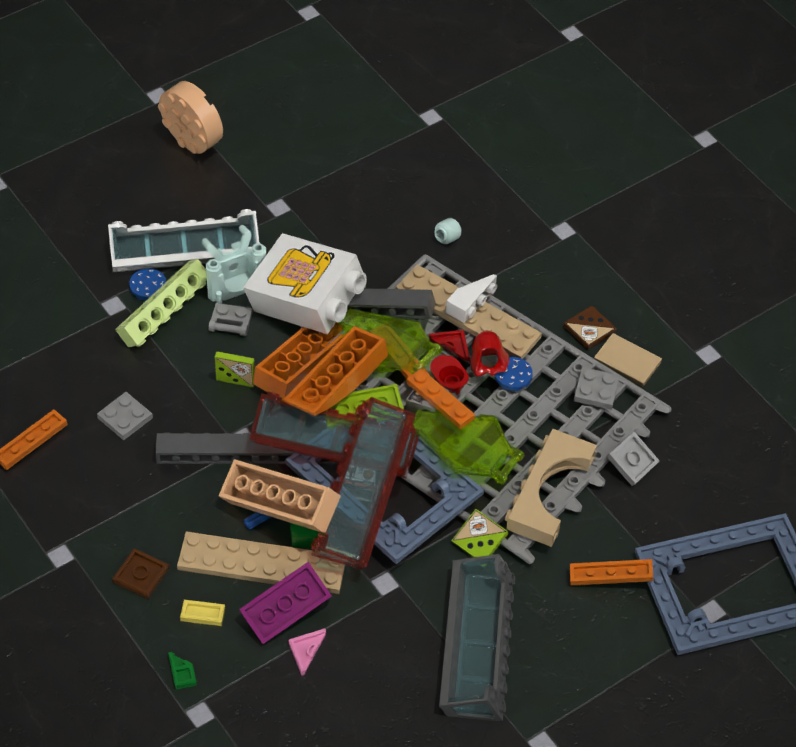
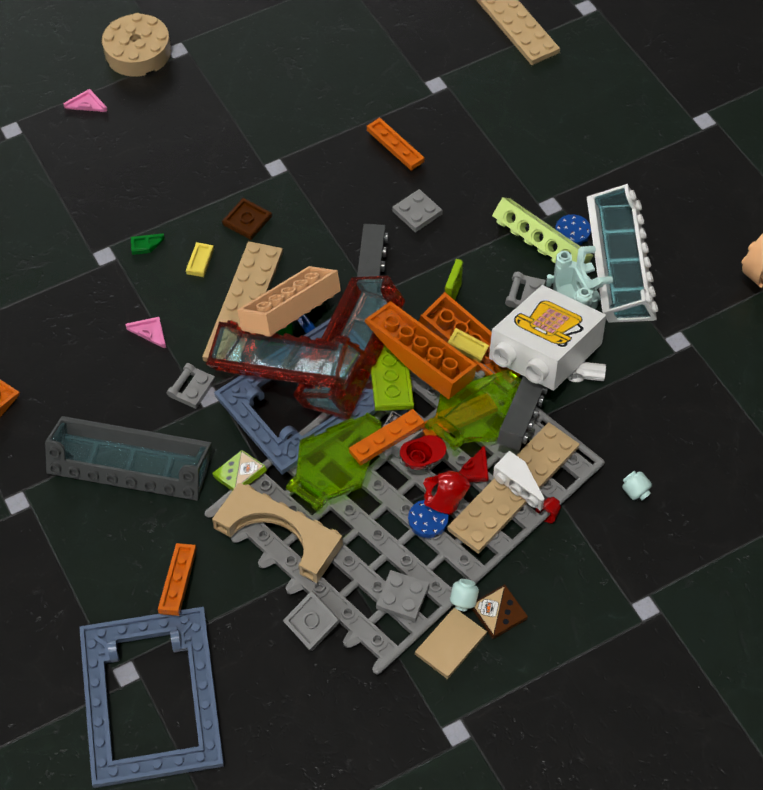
camera: 100 degrees right, 5 degrees up
(285, 603) = (189, 311): magenta plate -> none
(314, 350) = (468, 345): none -> light yellow tile
(377, 592) = (196, 388): none -> light grey plate
(584, 345) = (464, 594): none -> light aqua head

